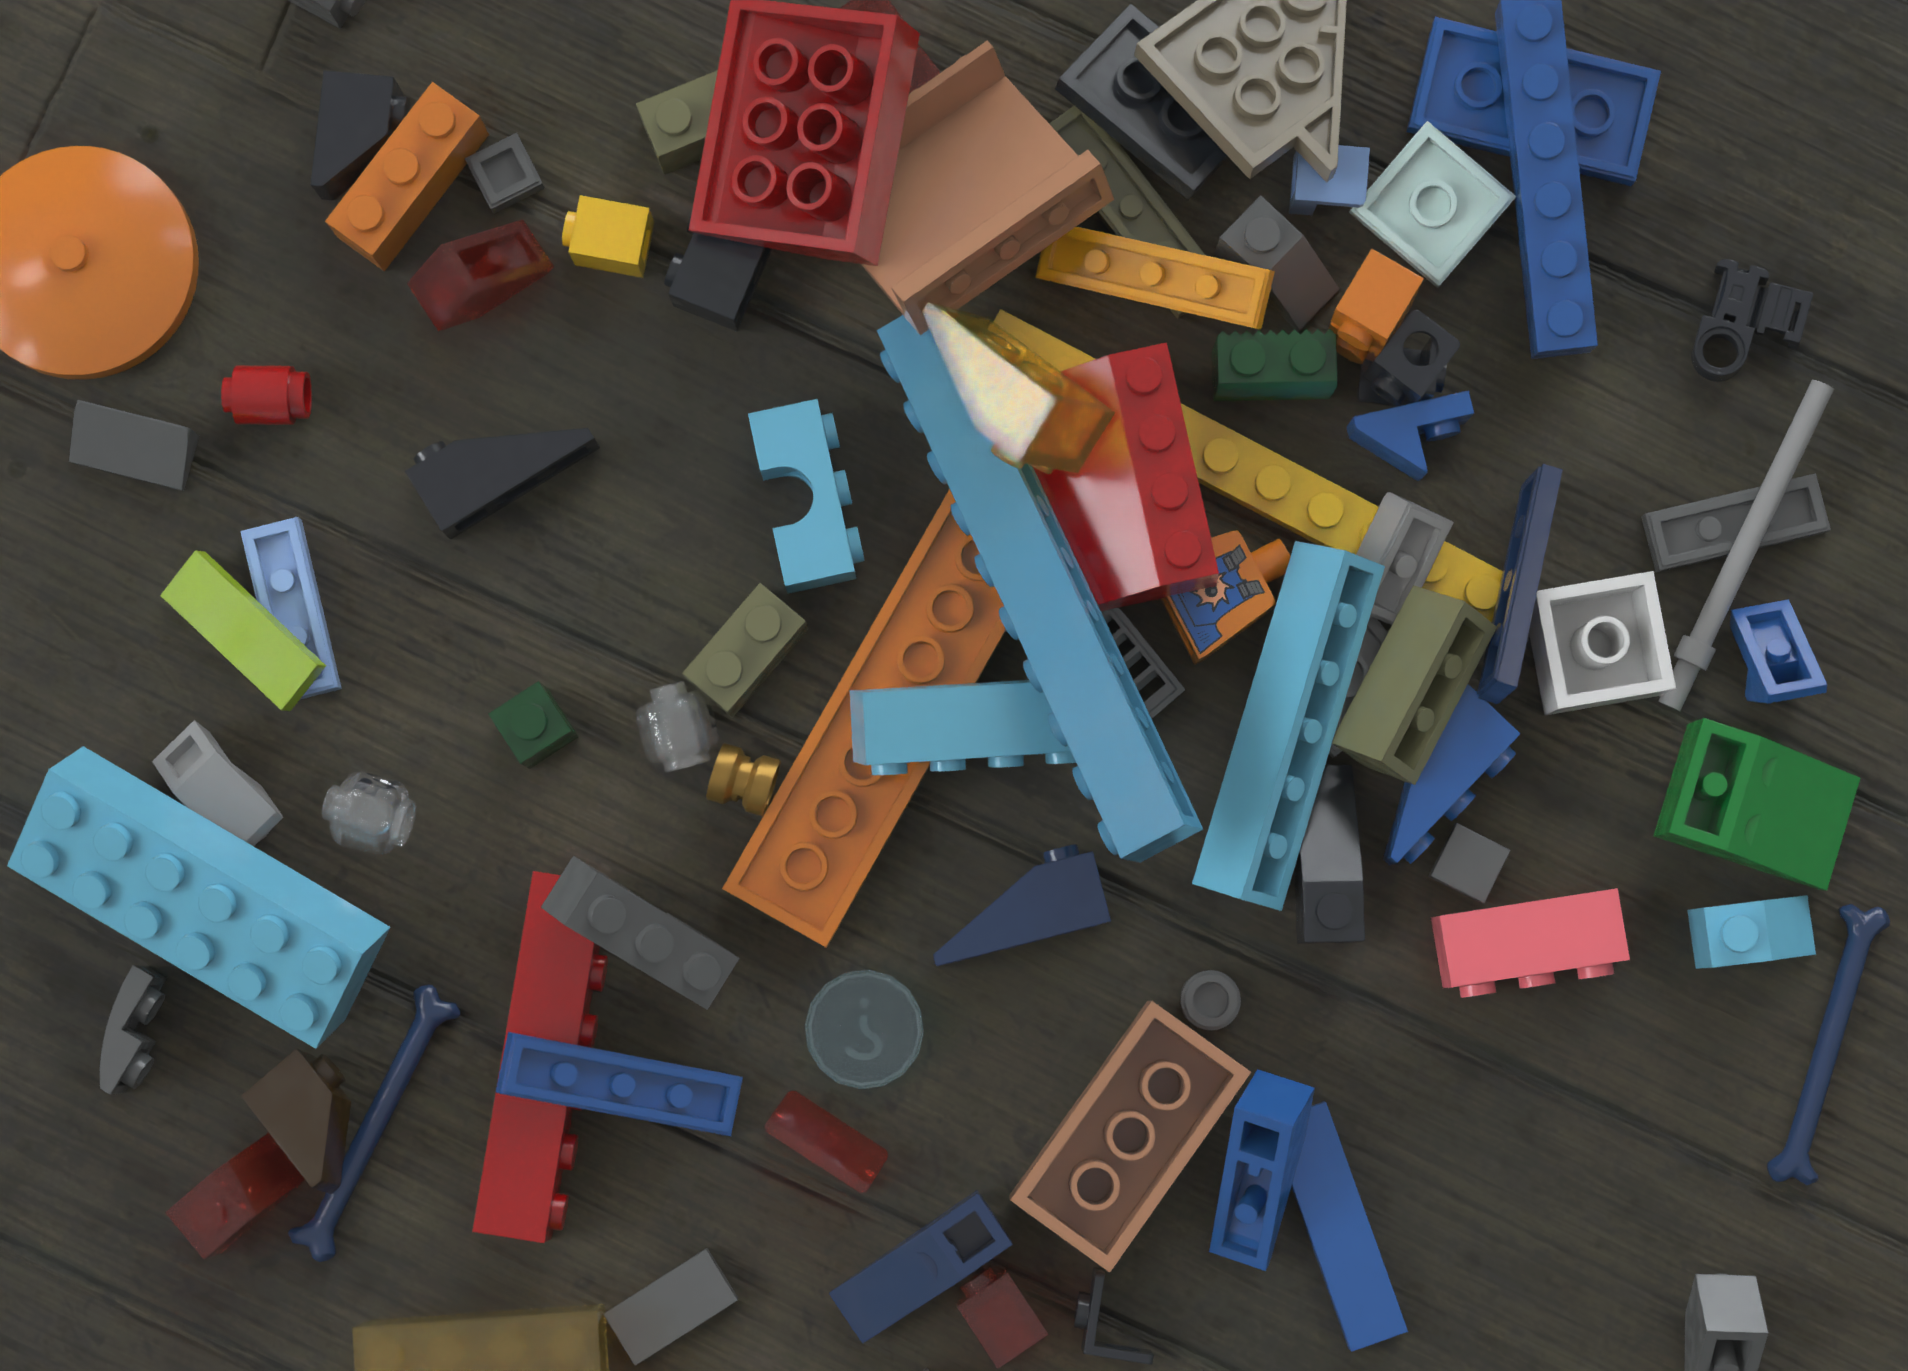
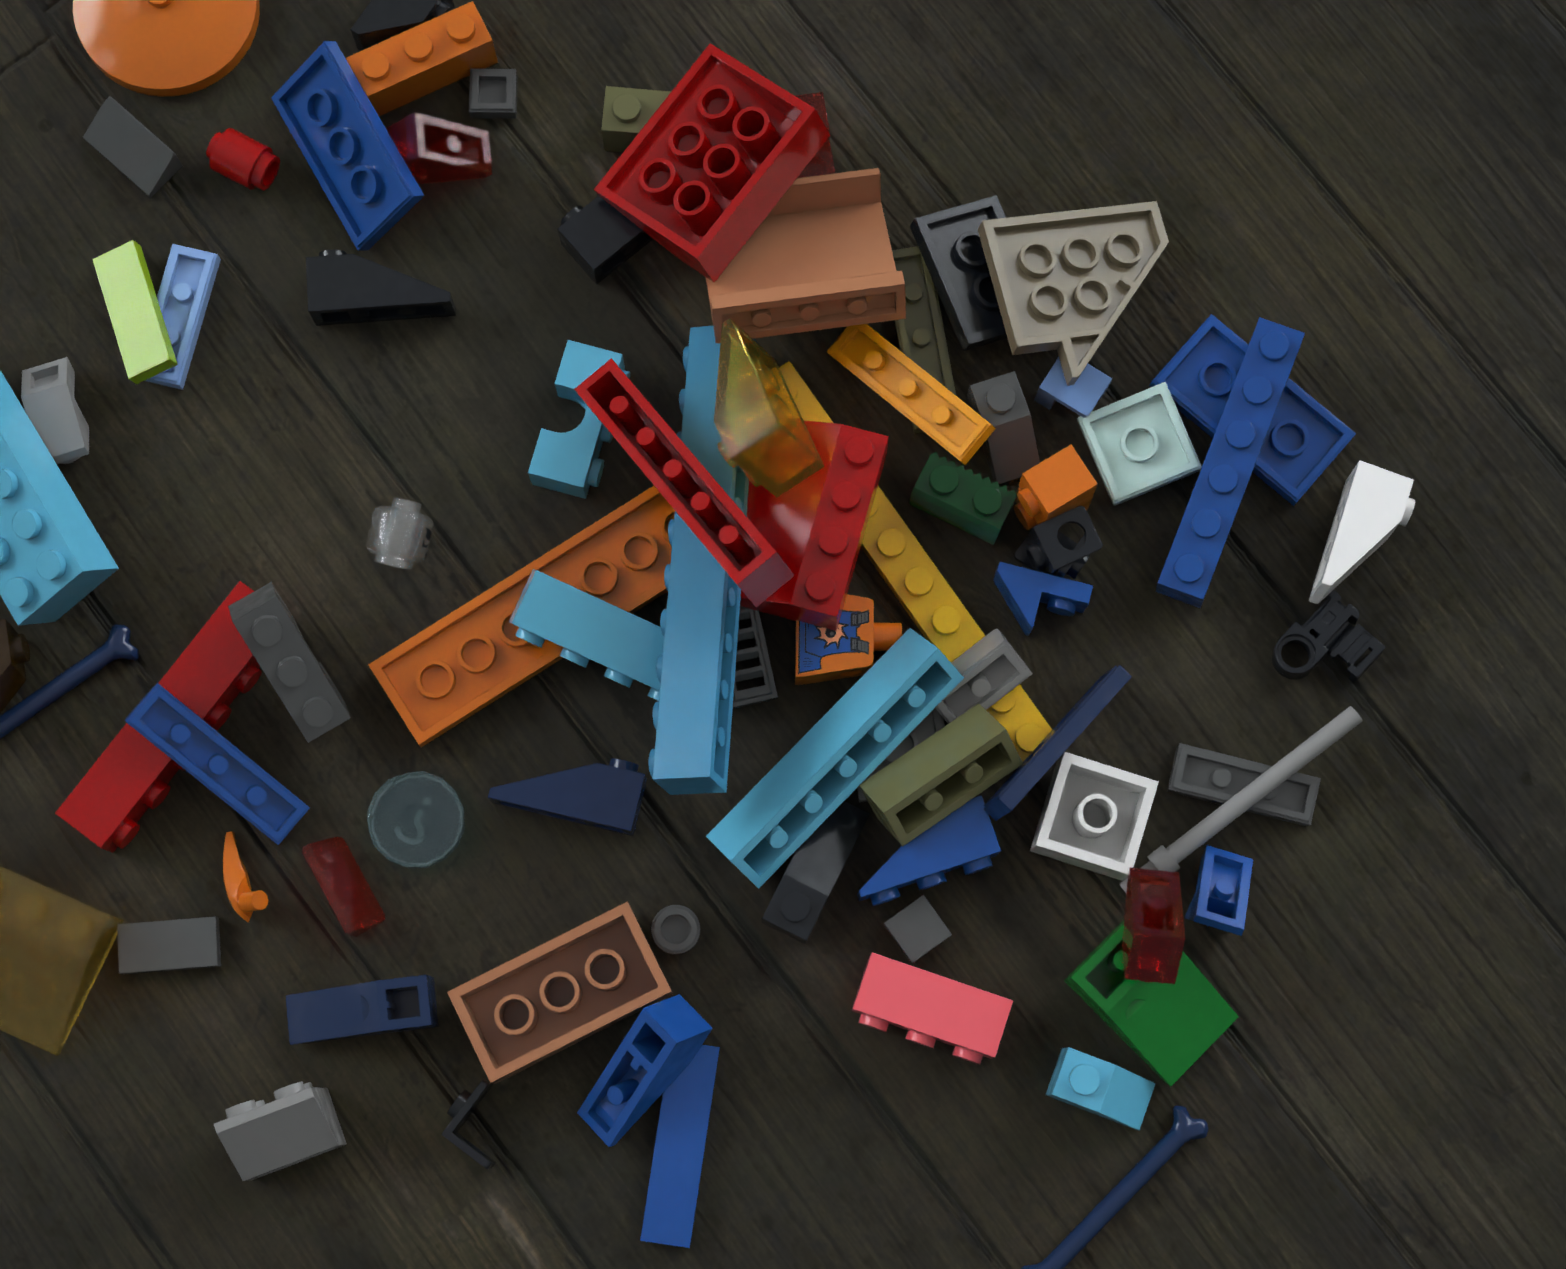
camera: 25 degrees right, 5 degrees down
(369, 813) = (150, 483): clear head -> none
(378, 319) = (347, 146): none -> blue tile
(533, 725) = (299, 480): dark green brick -> none
(609, 236) = (541, 171): yellow brick -> none
(709, 1201) = (237, 882): none -> orange bar
(738, 777) = (422, 592): pearl gold wheel -> none
(746, 650) = (476, 506): olive brick -> none
(978, 513) = (685, 483): none -> red brick
(1000, 1315) = (398, 1076): clear red brick -> none
(1719, 157) = (1366, 516): none -> white slope
(1732, 732) = (1153, 926): none -> clear red slope

